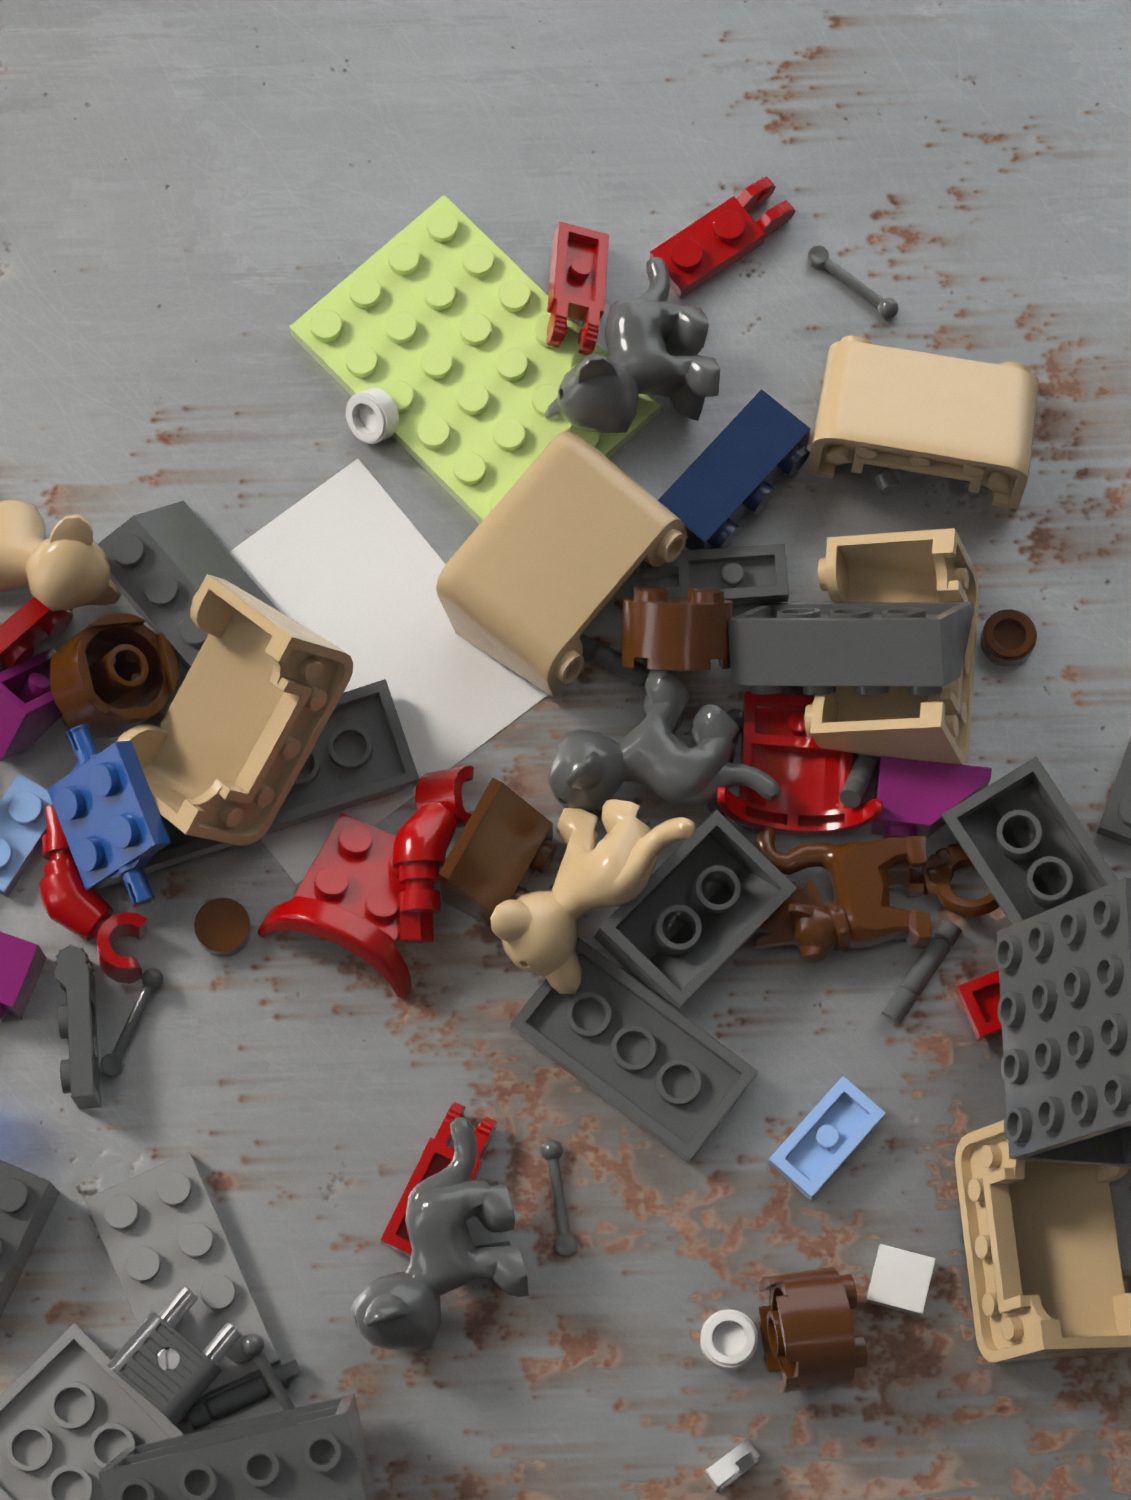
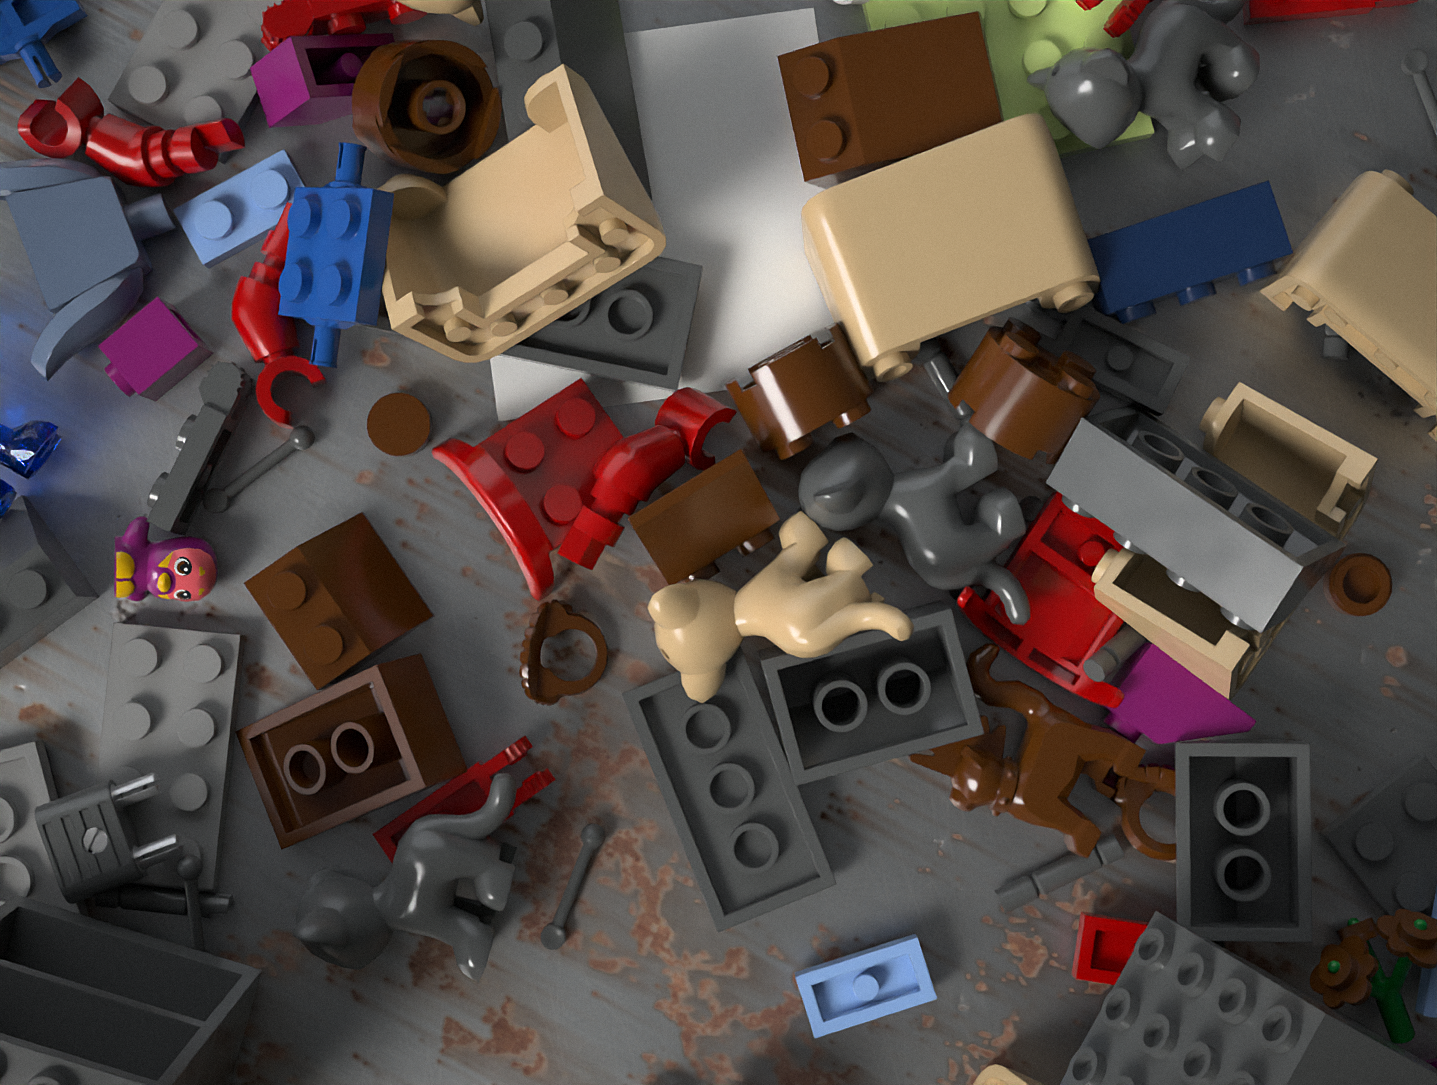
camera: 25 degrees right, 15 degrees up
(104, 1131) = (168, 568): none -> animal
(252, 1081) = (339, 600): none -> reddish brown slope
(325, 1188) = (351, 749): none -> reddish brown slope
(442, 1052) = (540, 682): none -> reddish brown piece
(449, 480) = (888, 95): none -> reddish brown slope
(511, 722) = (801, 392): none -> reddish brown brick

